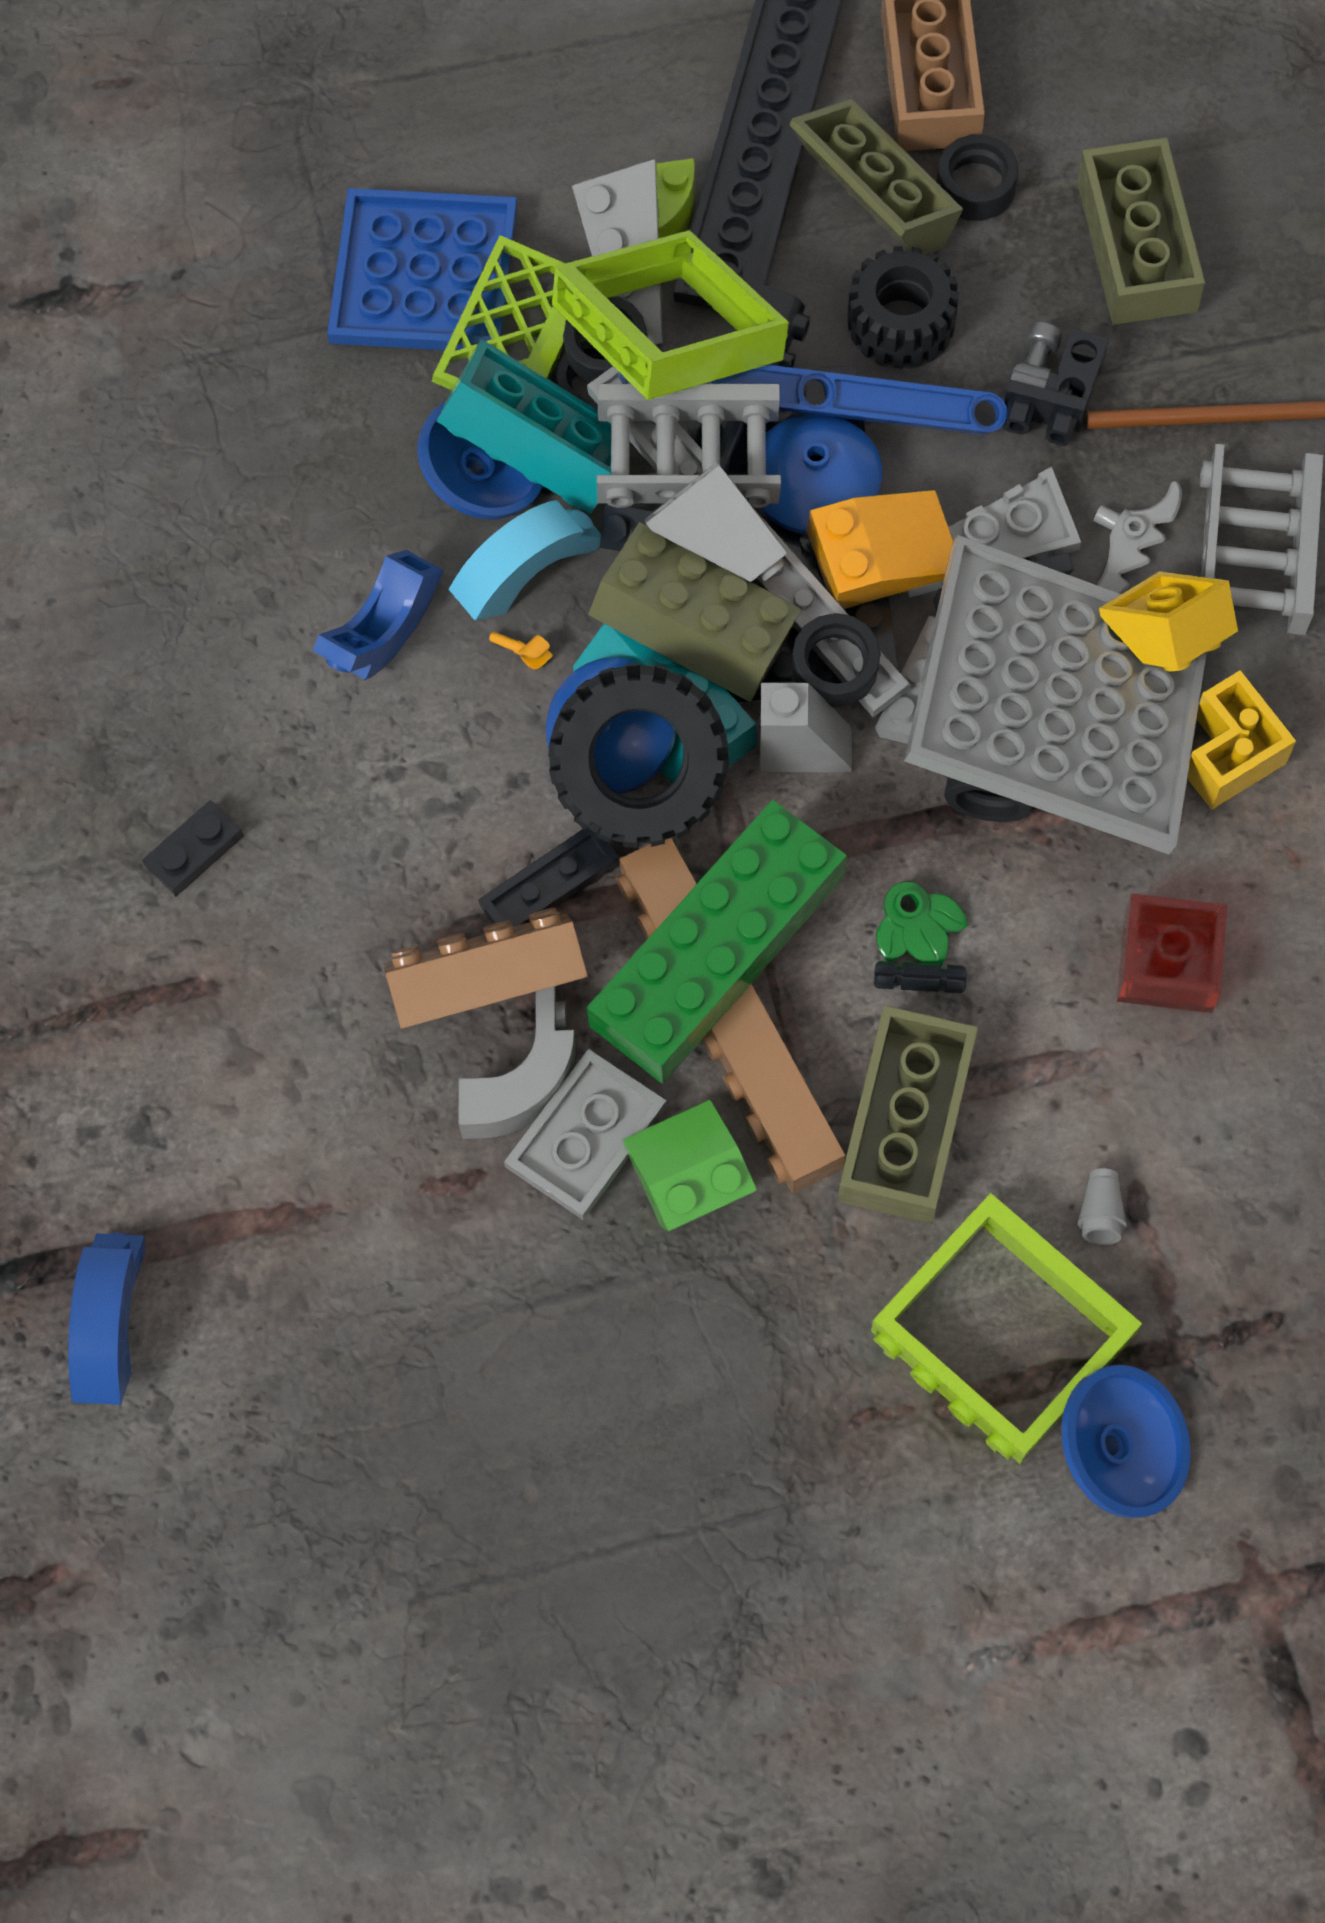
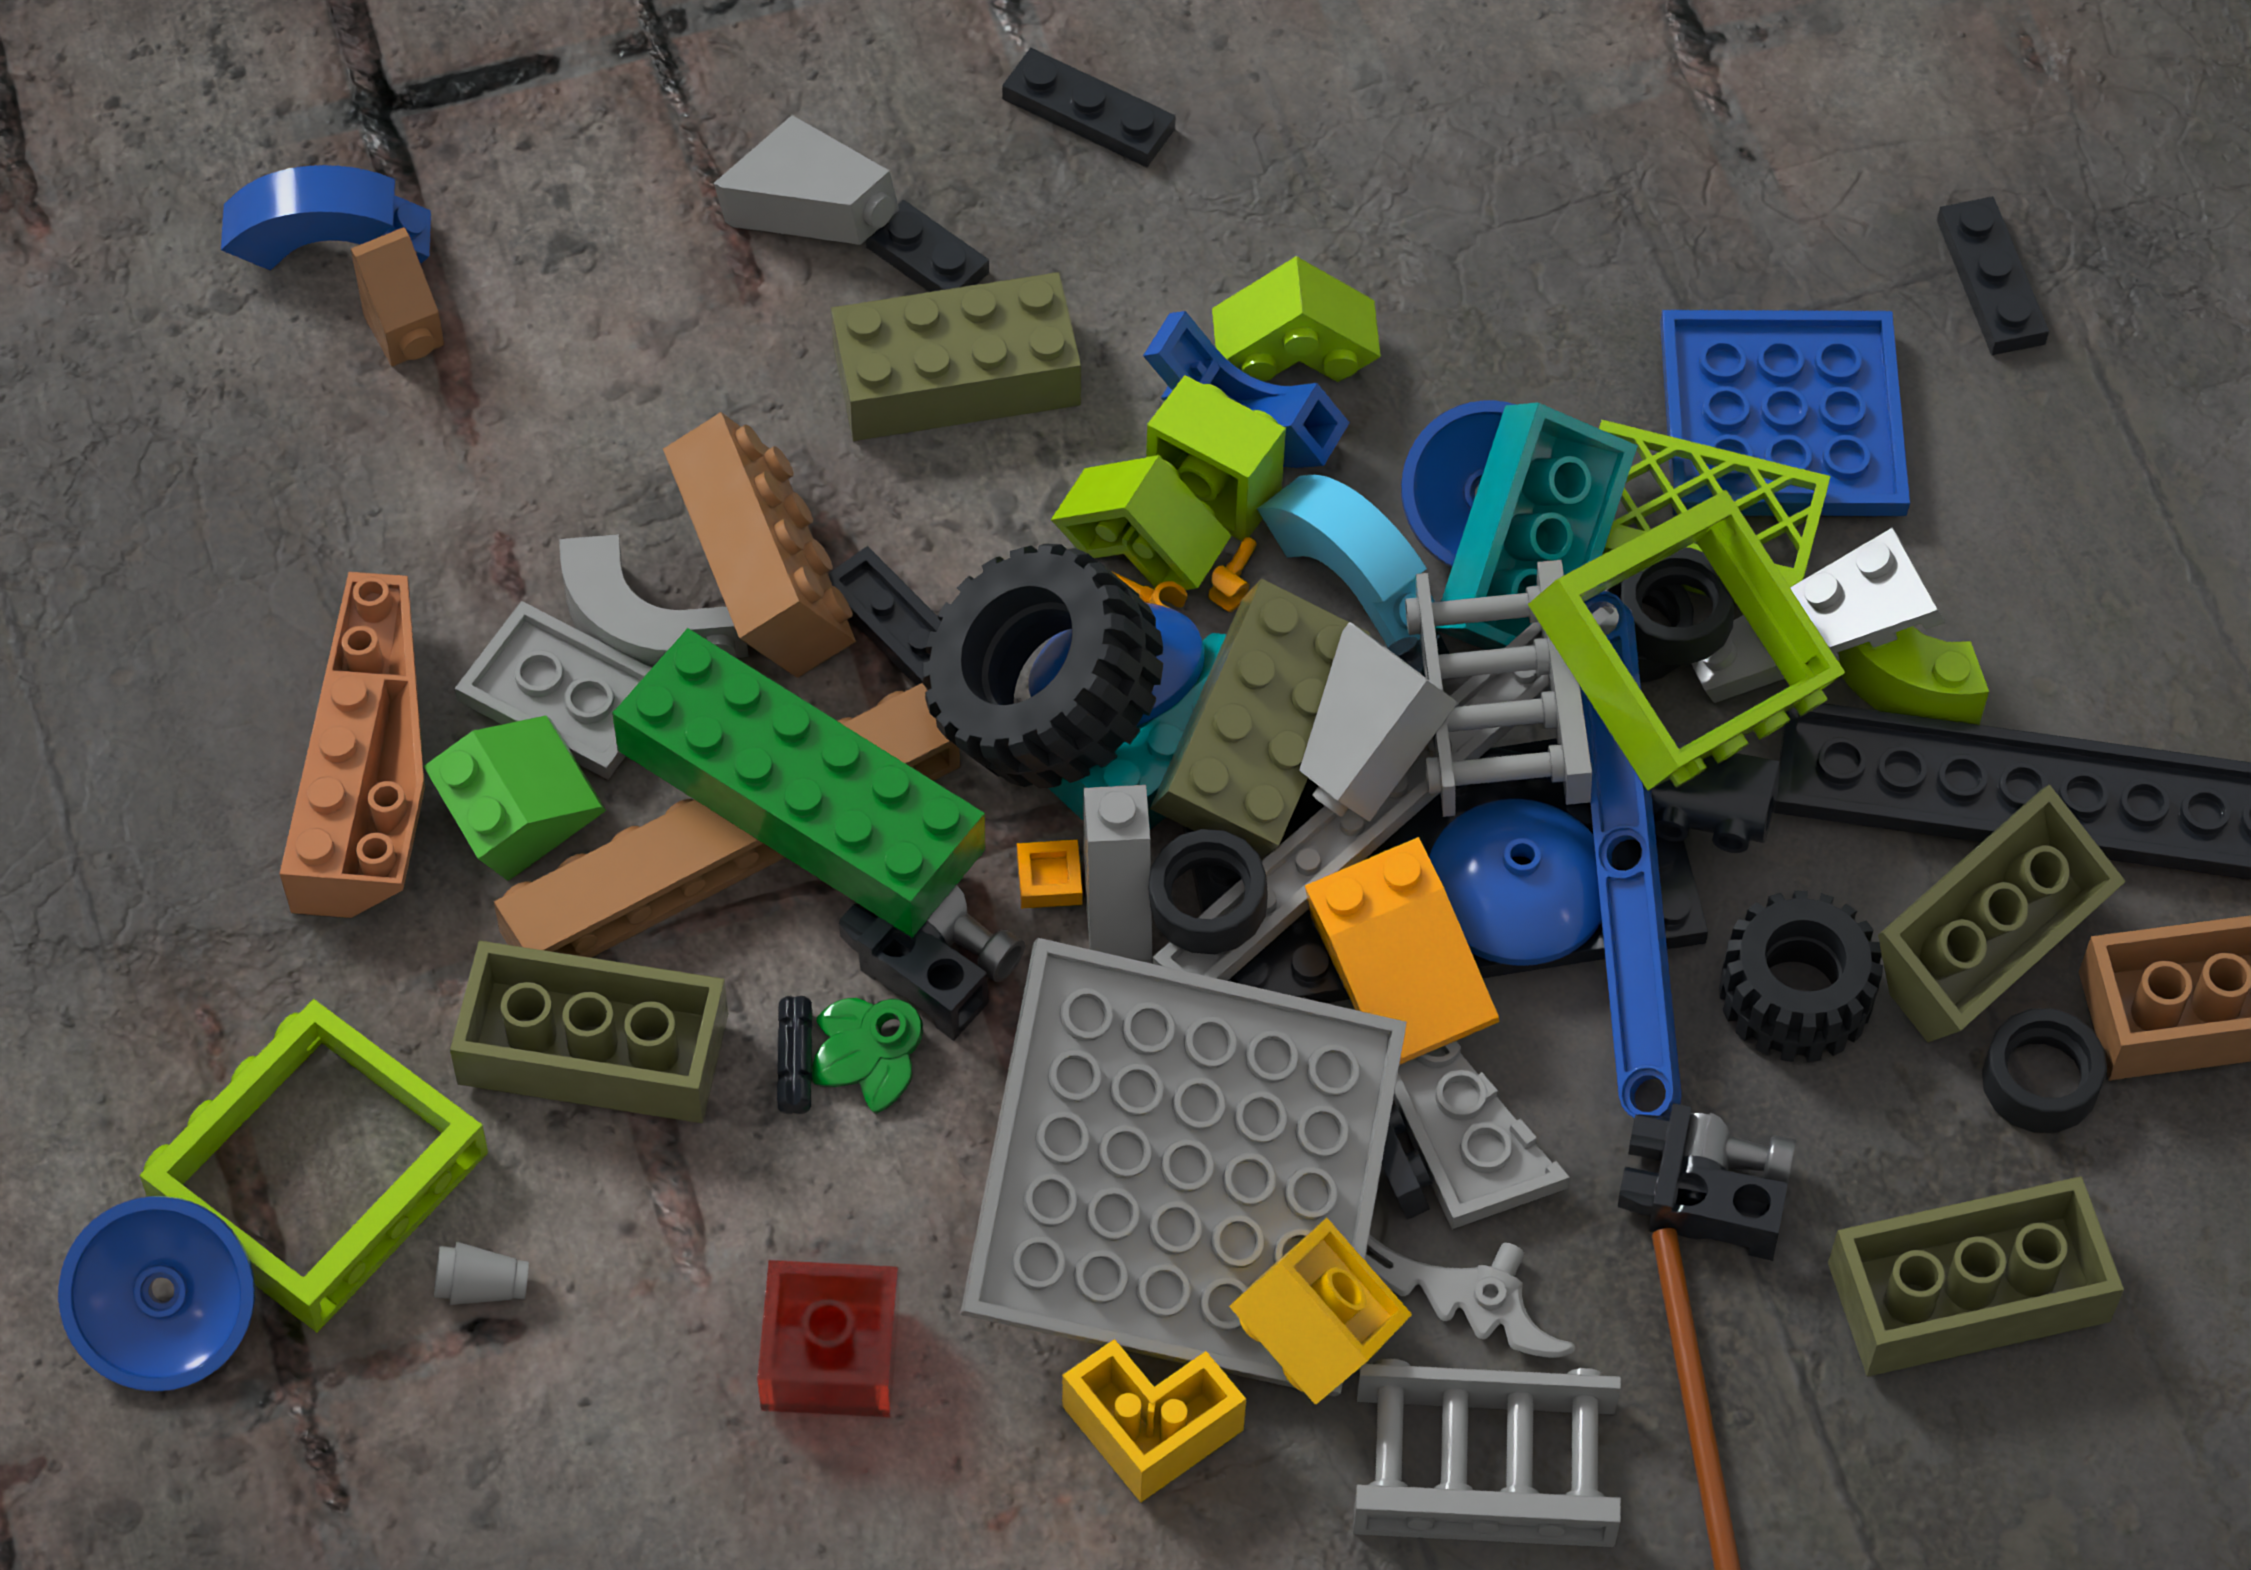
camera: 80 degrees right, 10 degrees down
(66, 721) = (1088, 107): none -> black plate
(127, 924) = (807, 188): none -> light grey slope
(202, 1251) = (397, 297): none -> medium nougat slope
(306, 825) = (956, 356): none -> olive brick
(314, 574) = (1295, 318): none -> lime brick
(315, 128) = (1992, 276): none -> black plate
(435, 638) = (1221, 452): none -> lime brick
(480, 696) = (1146, 515): none -> lime brick
(539, 704) = (1165, 591): none -> light orange hand
(644, 1282) = (362, 761): none -> nougat wedge
(782, 784) = (1049, 874): none -> light orange plate
(866, 874) = (926, 965): none -> black hips

